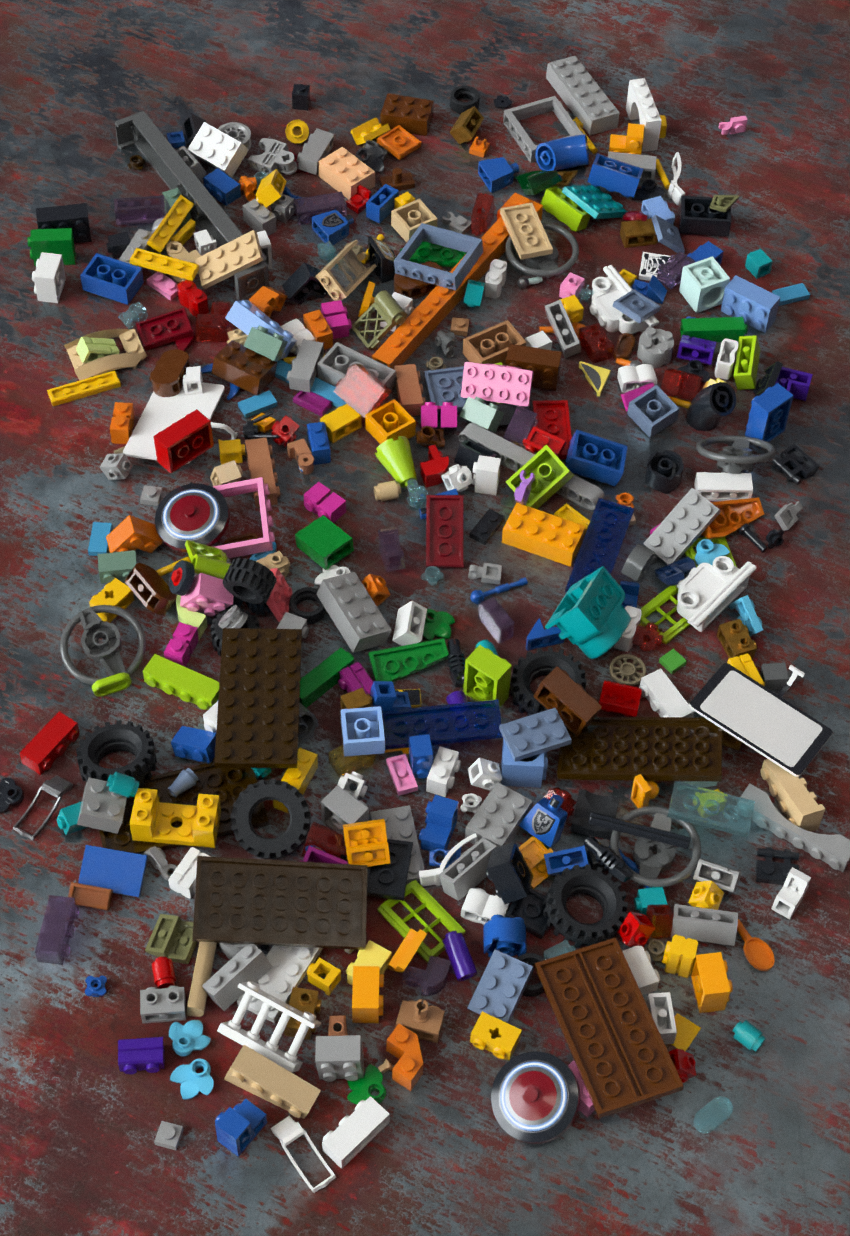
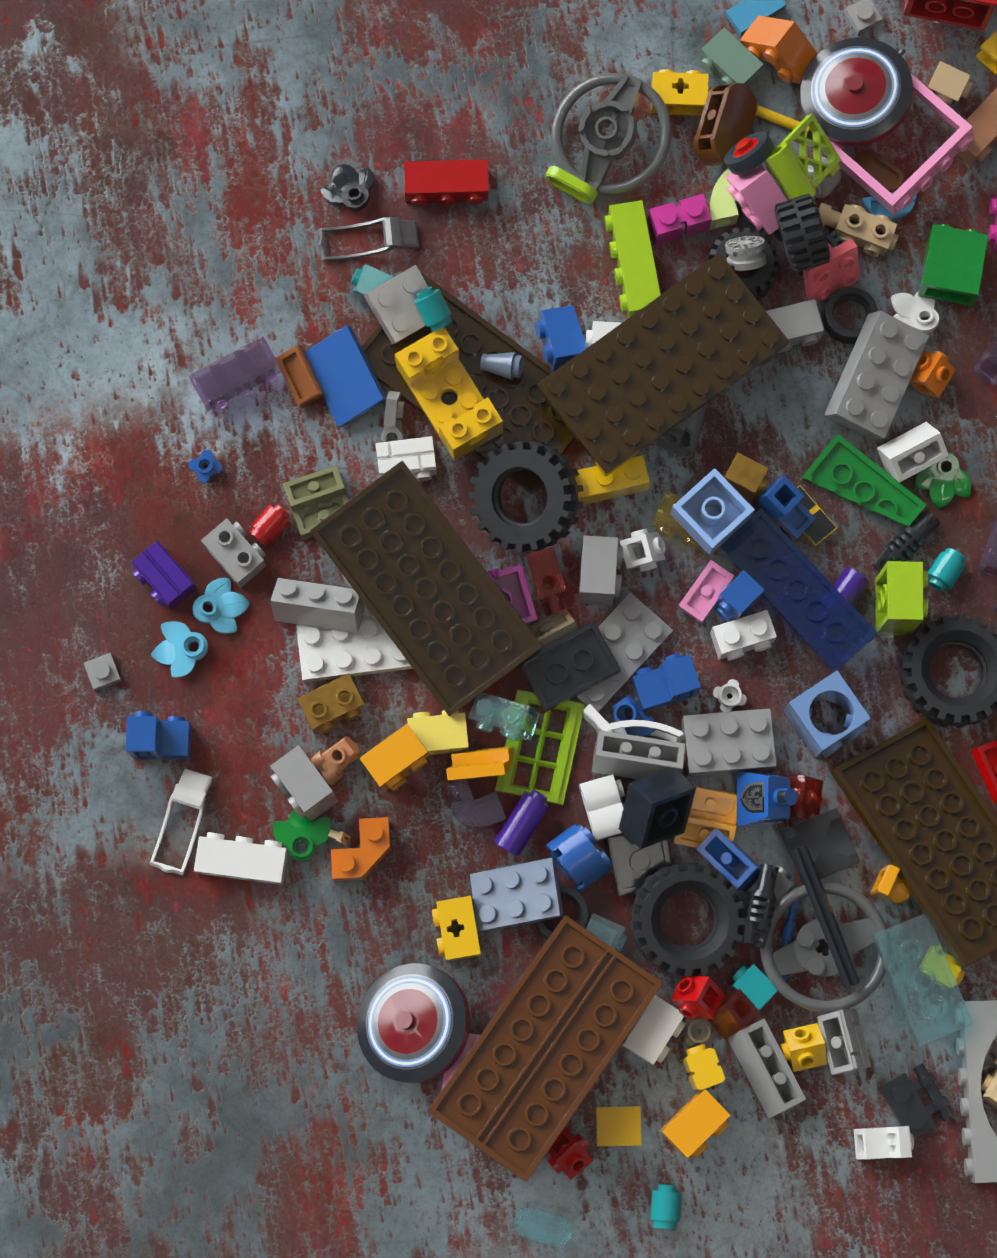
camera: 55 degrees right, 25 degrees up
(112, 739) = (486, 237): black tyre -> none
(201, 974) = (289, 568): tan brick -> none
(252, 1038) = (262, 688): white fence -> none
(272, 1082) = (227, 735): tan wedge -> none
(323, 969) = (394, 705): yellow brick -> none
(324, 676) = (765, 408): green brick -> none
(355, 678) = (786, 453): magenta brick -> none
(366, 843) = (572, 624): light orange slope -> none
(388, 921) = (503, 716): none -> clear light blue brick
(421, 1019) = (415, 834): medium nougat brick -> none
(484, 774) = (774, 685): white brick -> none
(535, 734) = (856, 711): sand blue plate -> none
(569, 698) = (933, 717): reddish brown brick -> none
(663, 1016) = (610, 1096): white brick -> none
(756, 950) = (784, 1146): orange piece -> none

